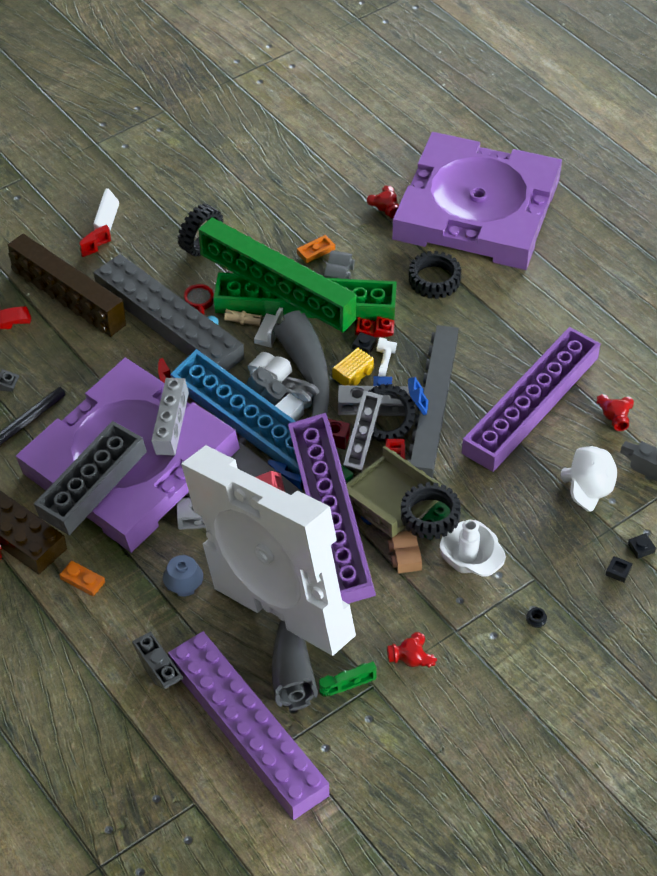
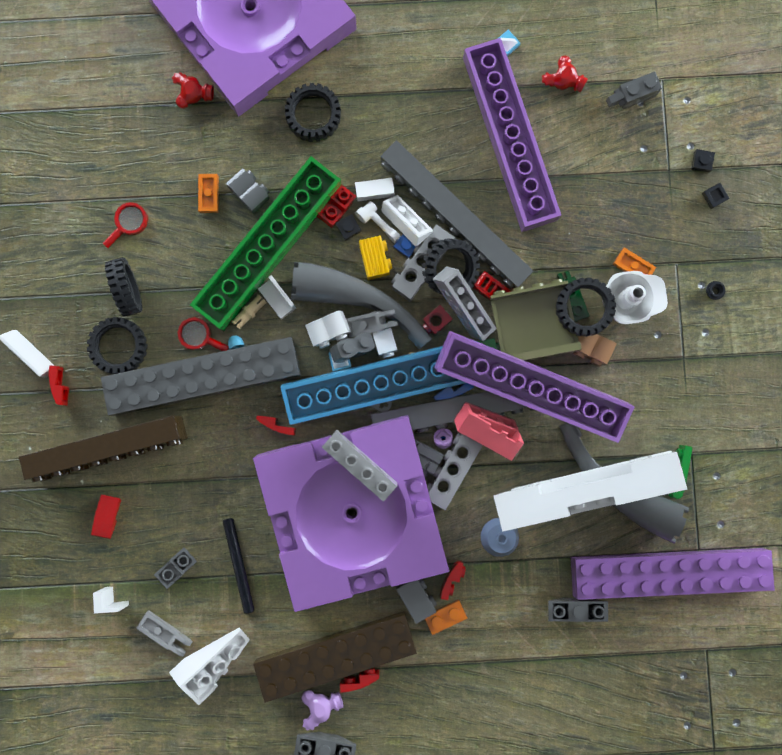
camera: 60 degrees left, 35 degrees up
(84, 544) = (417, 600): none -> dark grey brick
(90, 477) = (378, 571): dark grey brick -> none
(125, 559) = (455, 573): none -> red slope
(154, 243) = (101, 329): none -> black tyre
(255, 219) = (129, 219): none -> piece
(278, 274) = (239, 260): green brick -> none
(402, 369) = (406, 220): none -> white slope
(408, 343) = (374, 189): none -> white slope
(411, 652) = (687, 407): red animal -> none
(417, 395) = (459, 233): blue slope -> none
(505, 539) = (629, 261): none -> orange plate
(591, 476) = (628, 149): white piece -> none
(606, 362) = (509, 42): none -> tile

